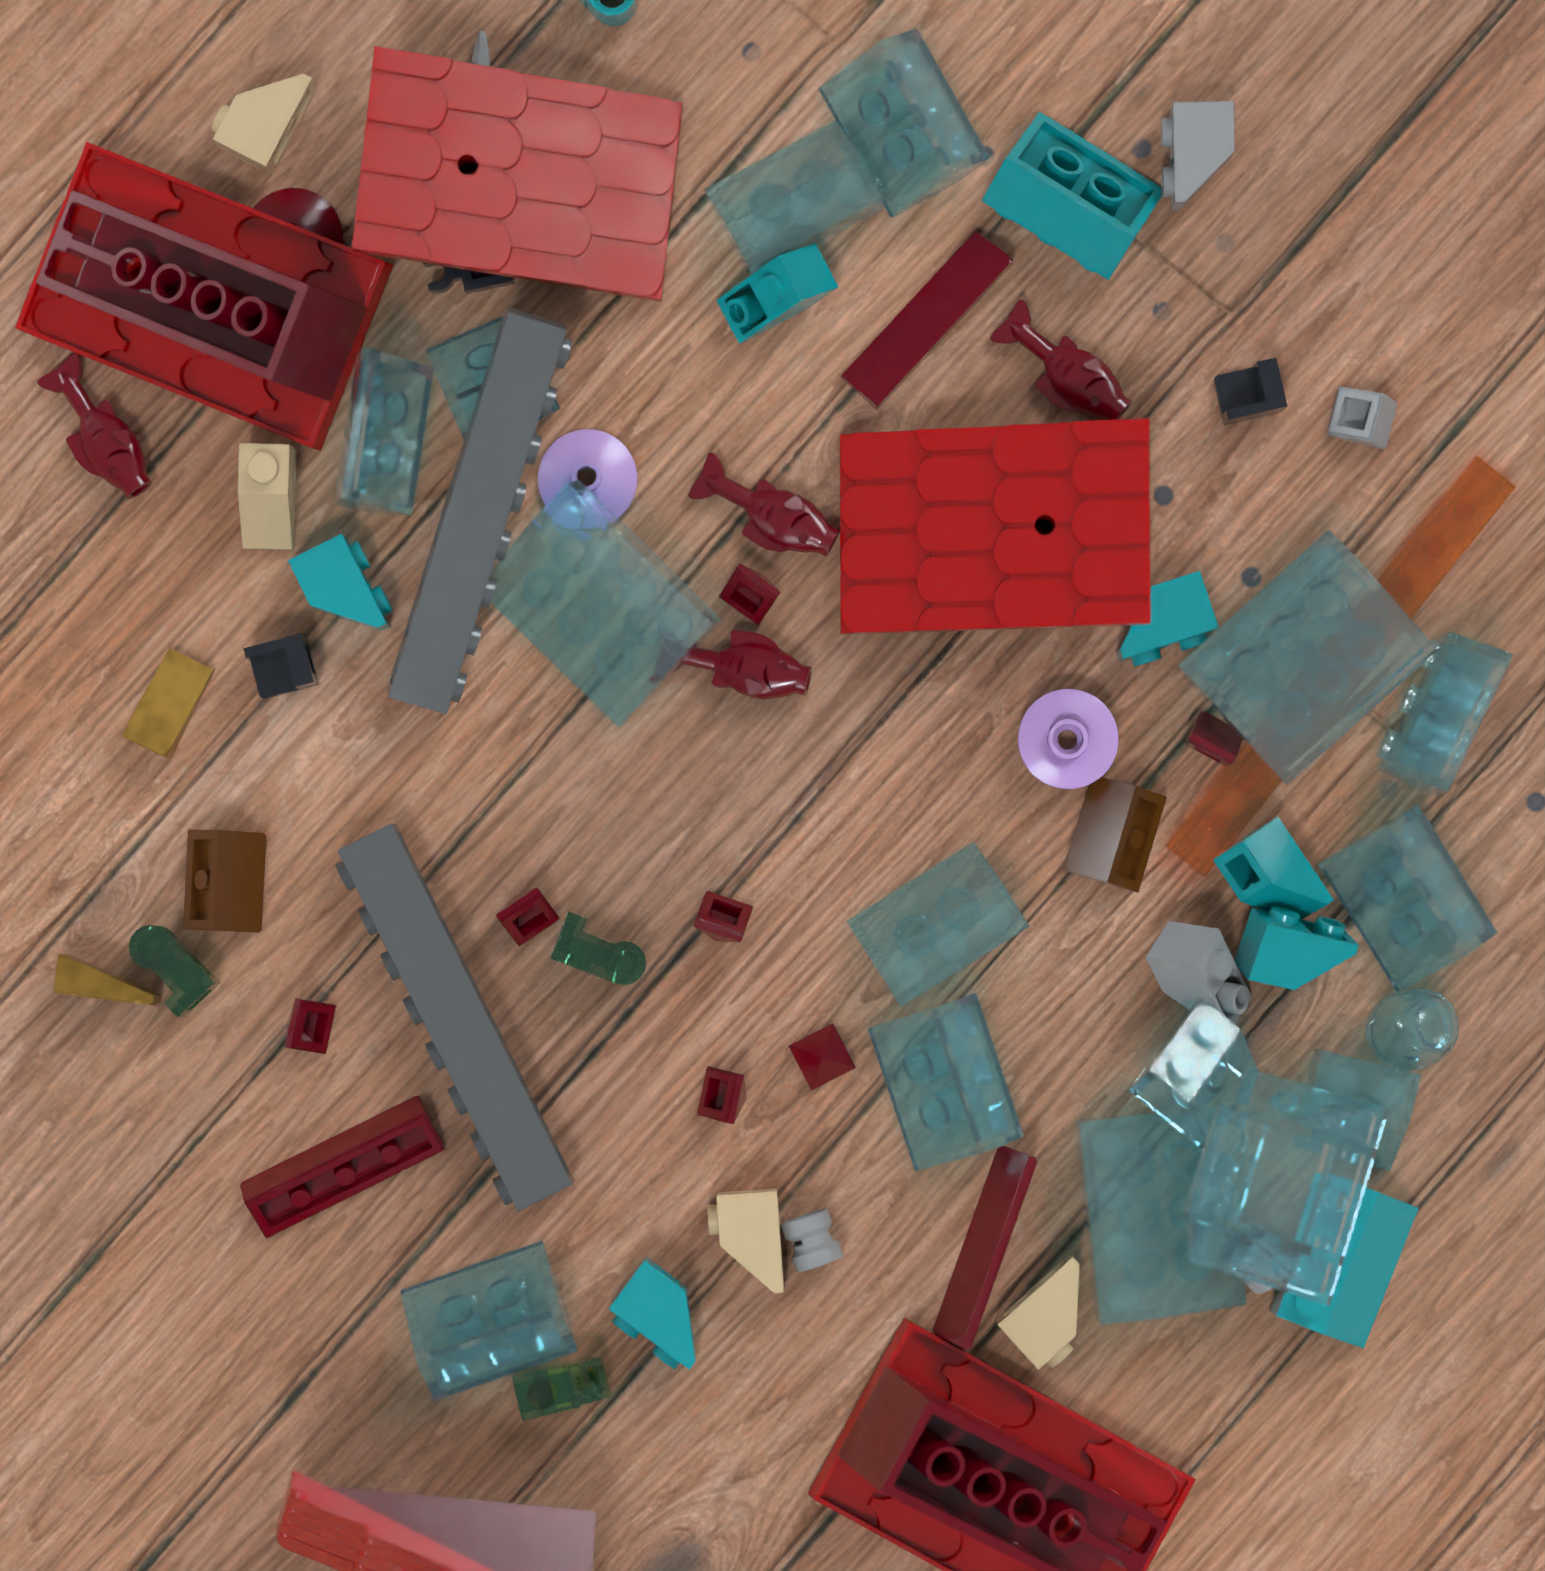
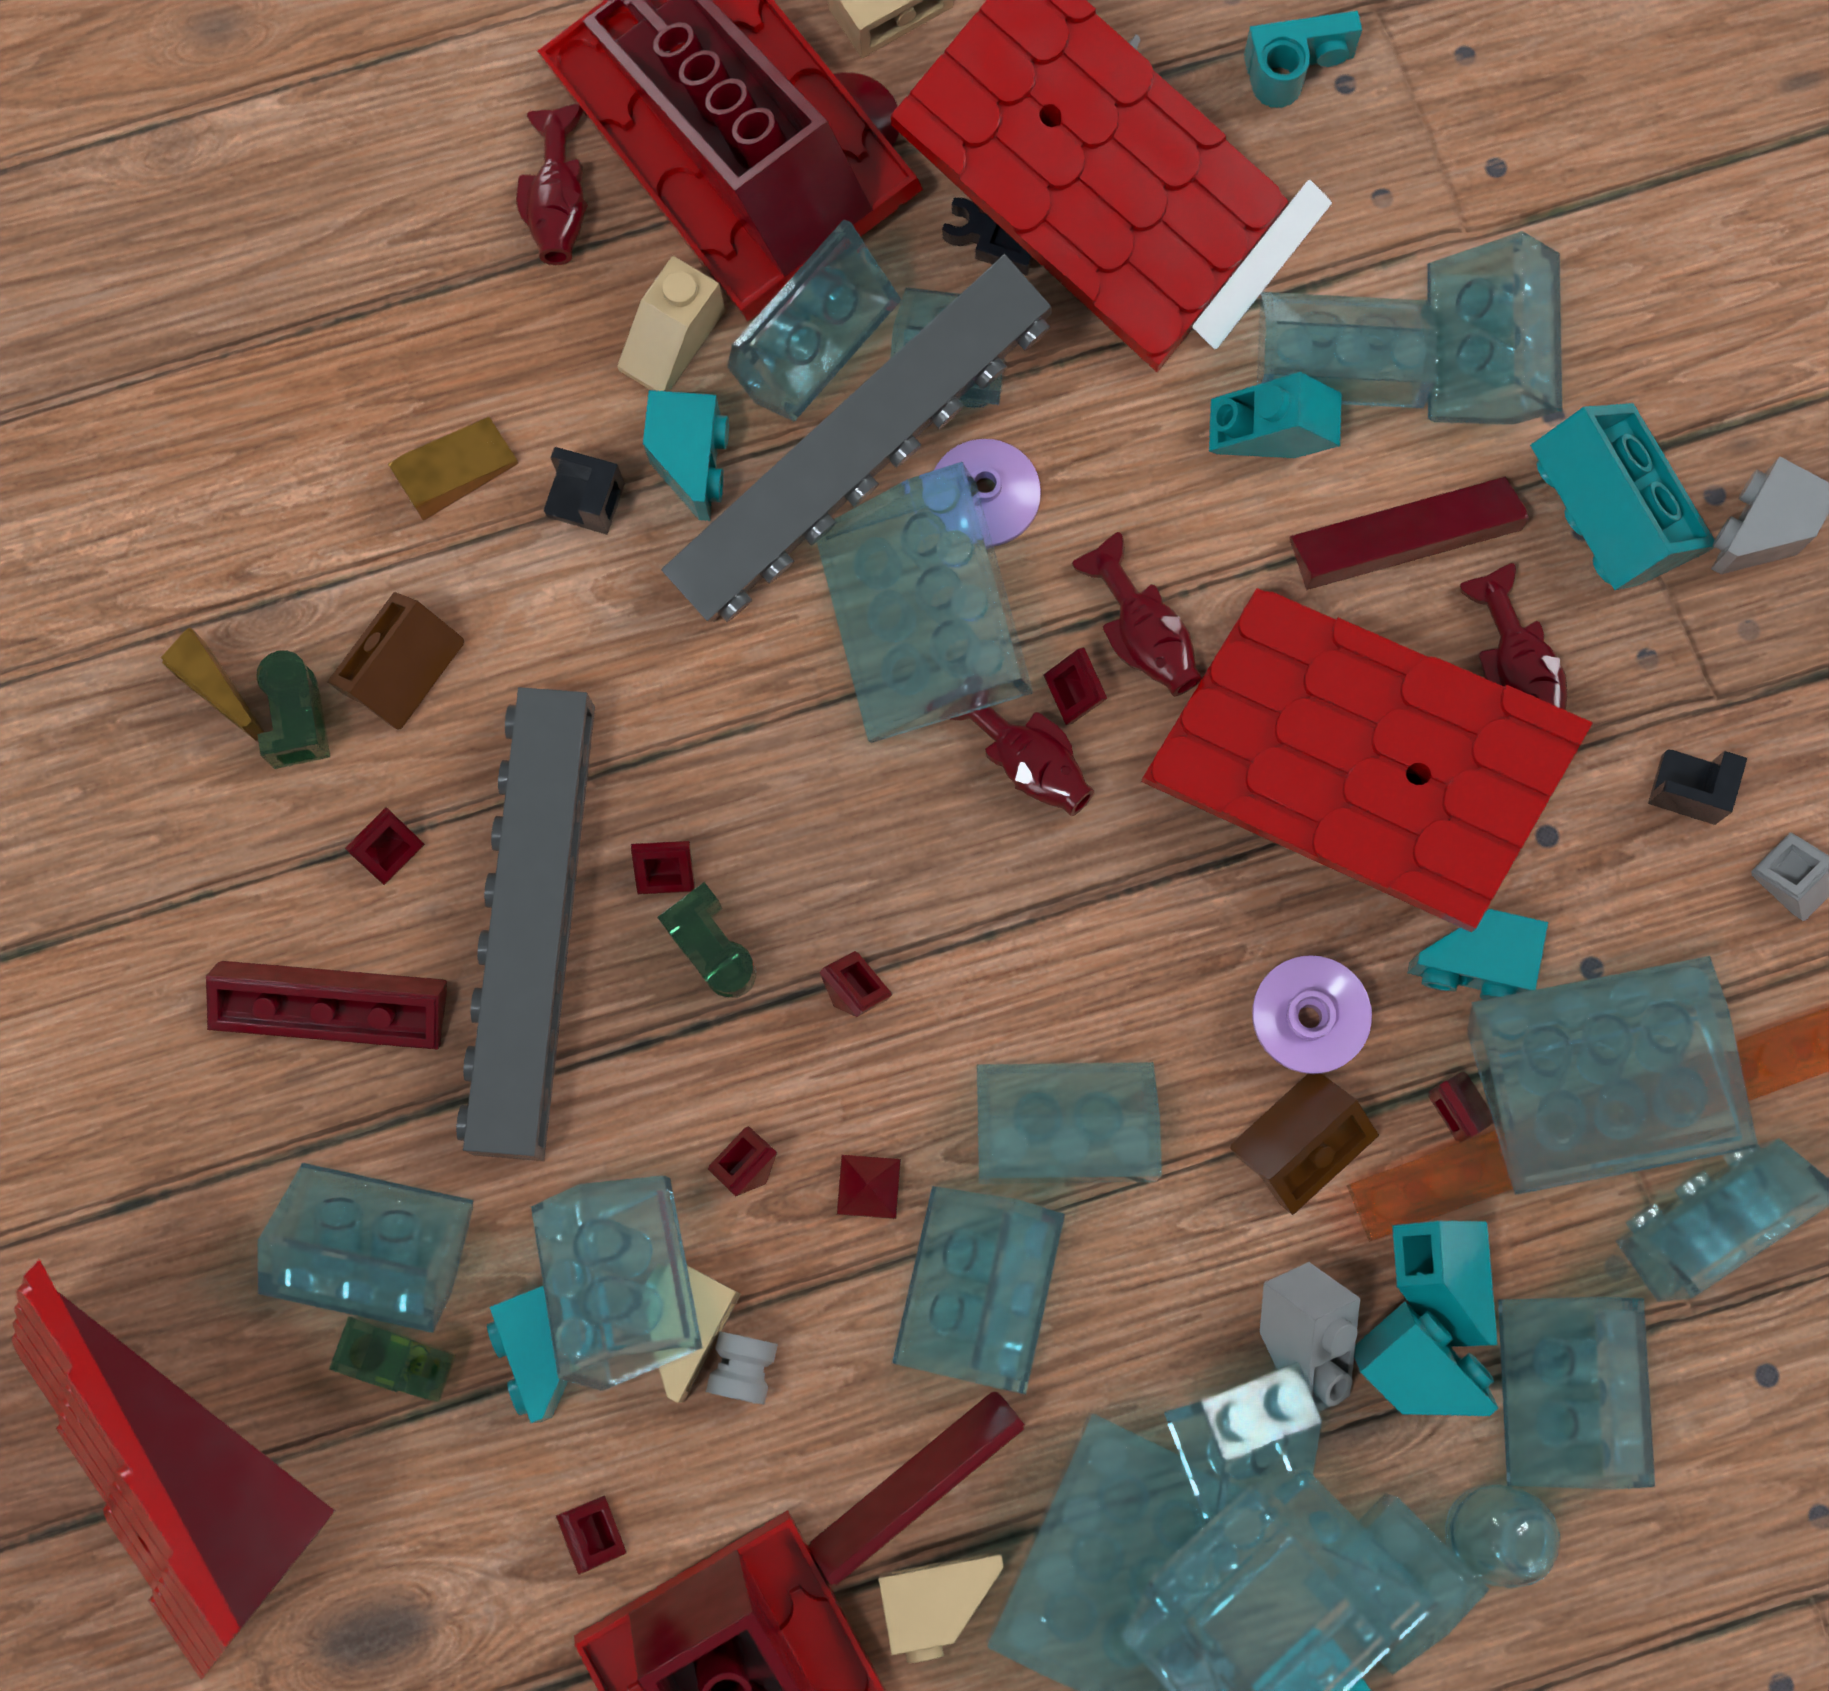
camera: 30 degrees right, 10 degrees down
(687, 1235) = (615, 1280): none -> clear light blue slope
(691, 165) = (1262, 264): none -> white sticker
(777, 1419) = (591, 1535): none -> dark red slope

